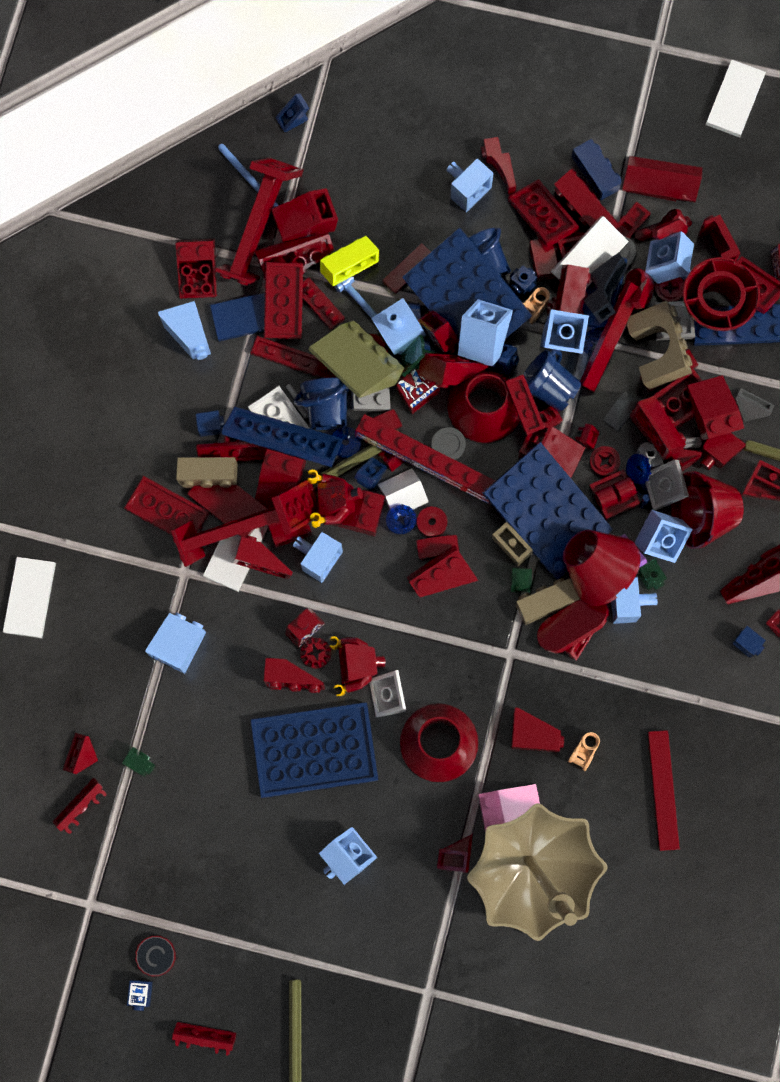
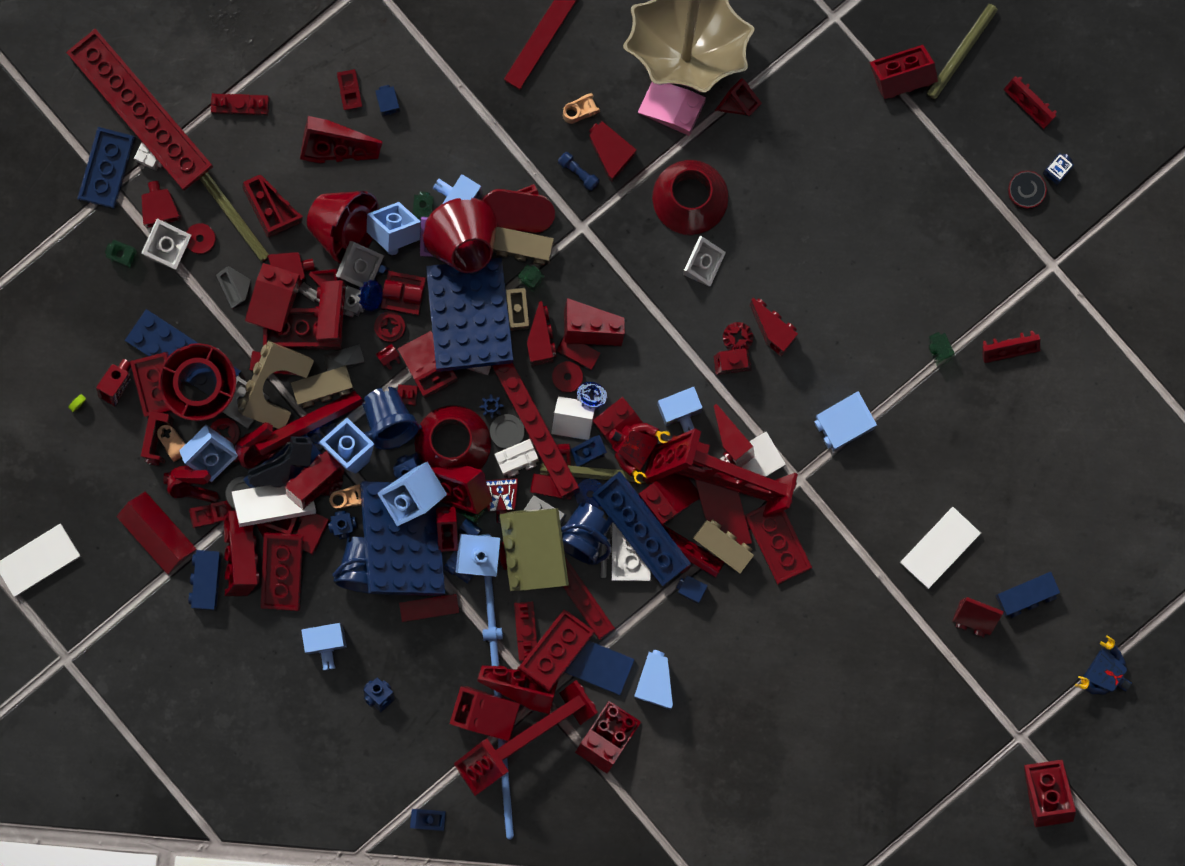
camera: 145 degrees left, 5 degrees up
(80, 754) = (984, 387): dark red slope -> none
(314, 750) = (793, 259): dark blue plate -> none
(333, 984) = (904, 71): none -> dark red slope
(347, 856) = (826, 156): light blue brick -> none
(349, 260) = (475, 646): neon yellow brick -> none
(357, 663) = (711, 302): dark red torso -> none
(392, 175) = (378, 694): none -> dark blue brick
(412, 355) = (484, 521): piece -> none
(426, 425) = (517, 458): none -> white brick
(472, 526) = (538, 342): none -> dark red slope
(478, 459) = (491, 412): none -> dark blue gear
(501, 162) = (282, 659): dark red slope -> none
(524, 404) = (426, 407): dark red plate -> none
(563, 698) = (567, 161): none -> dark blue piece
(620, 375) = (322, 387): none -> dark tan brick
(703, 250) = (171, 444): none -> light nougat piece

